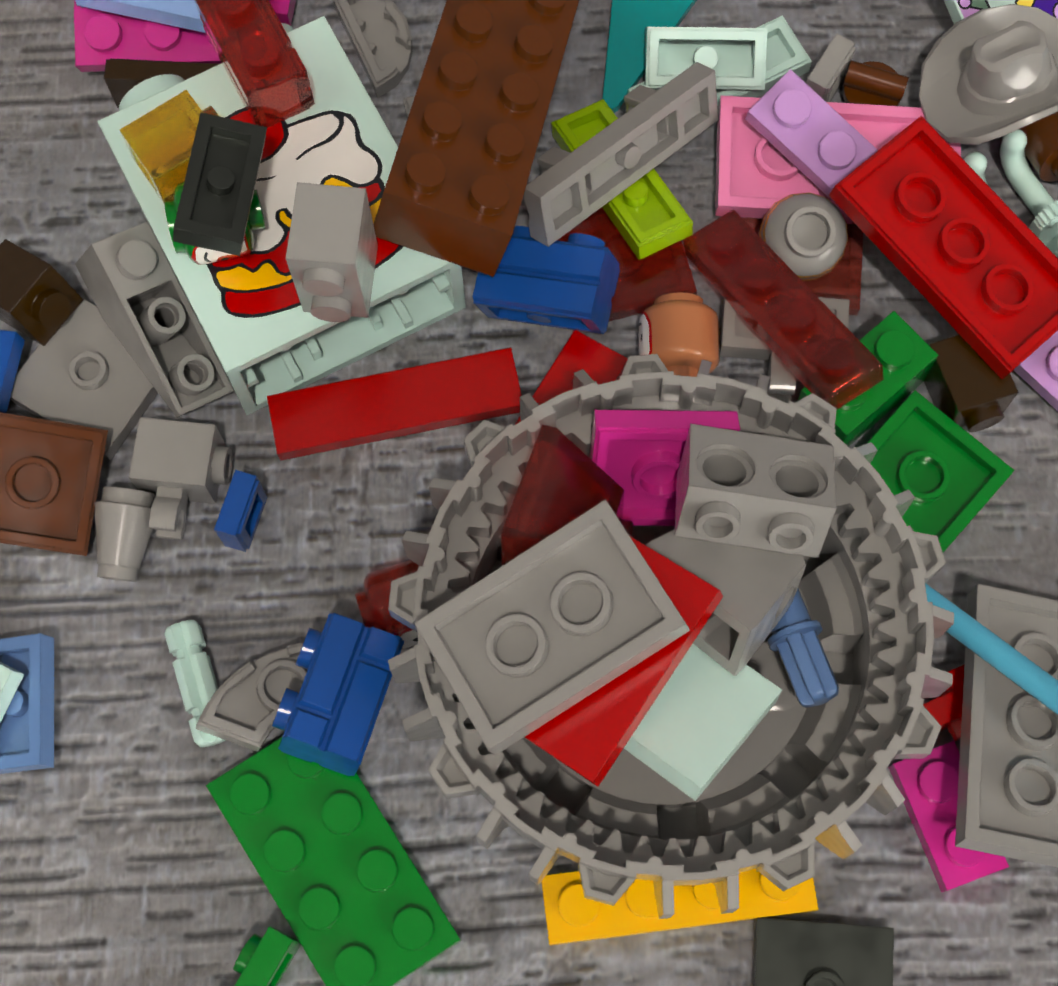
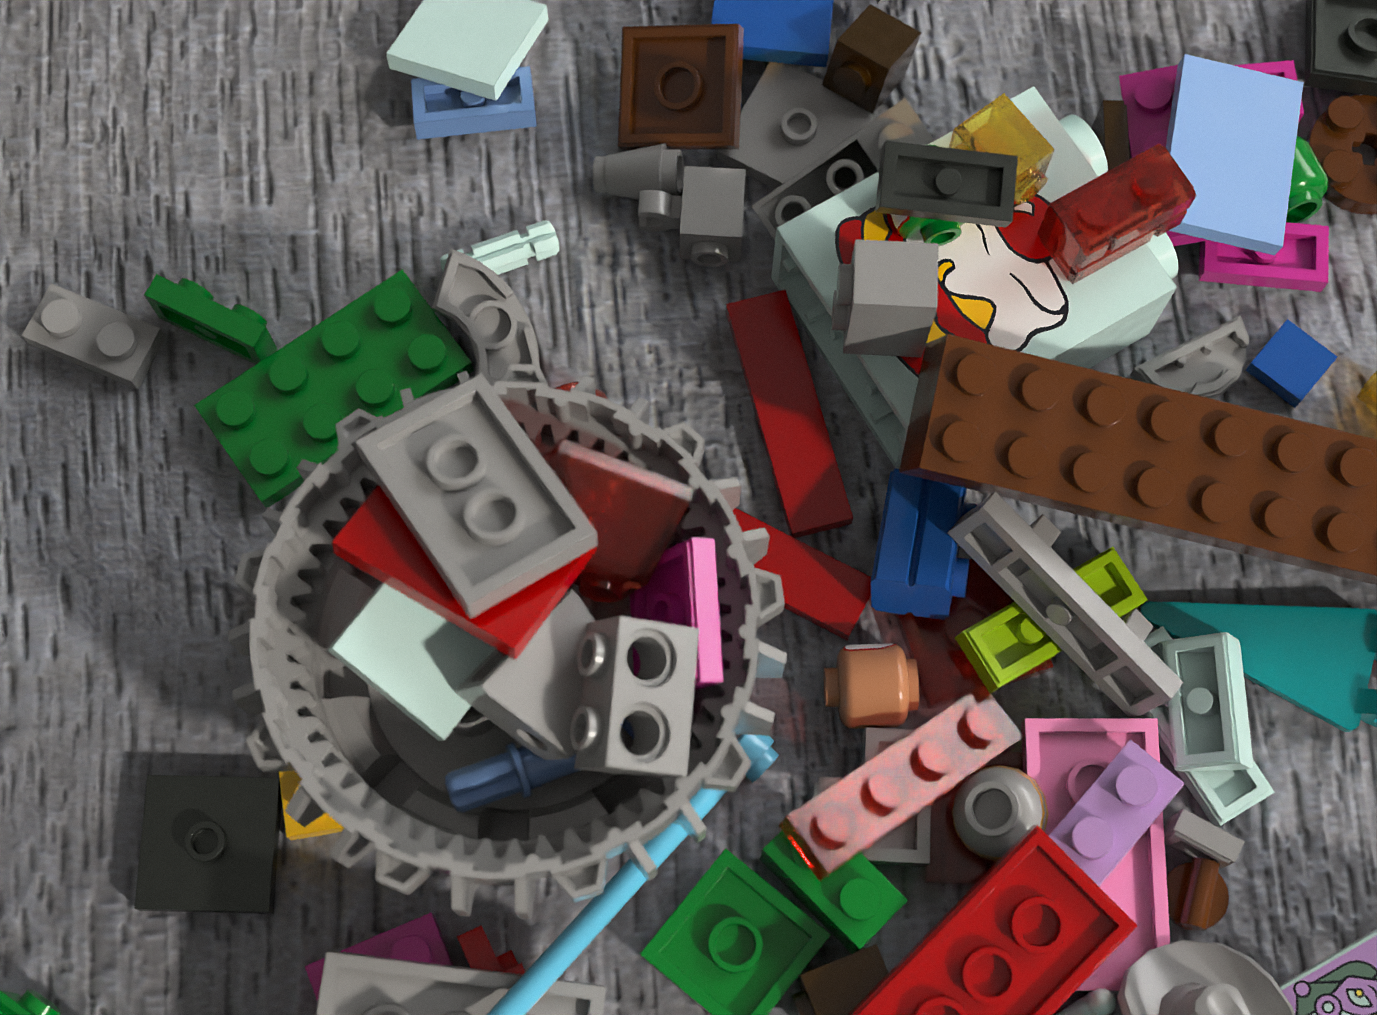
camera: 85 degrees right, 0 degrees up
(241, 511) = (664, 274): blue tile -> none
(339, 695) = (458, 345): blue brick -> none

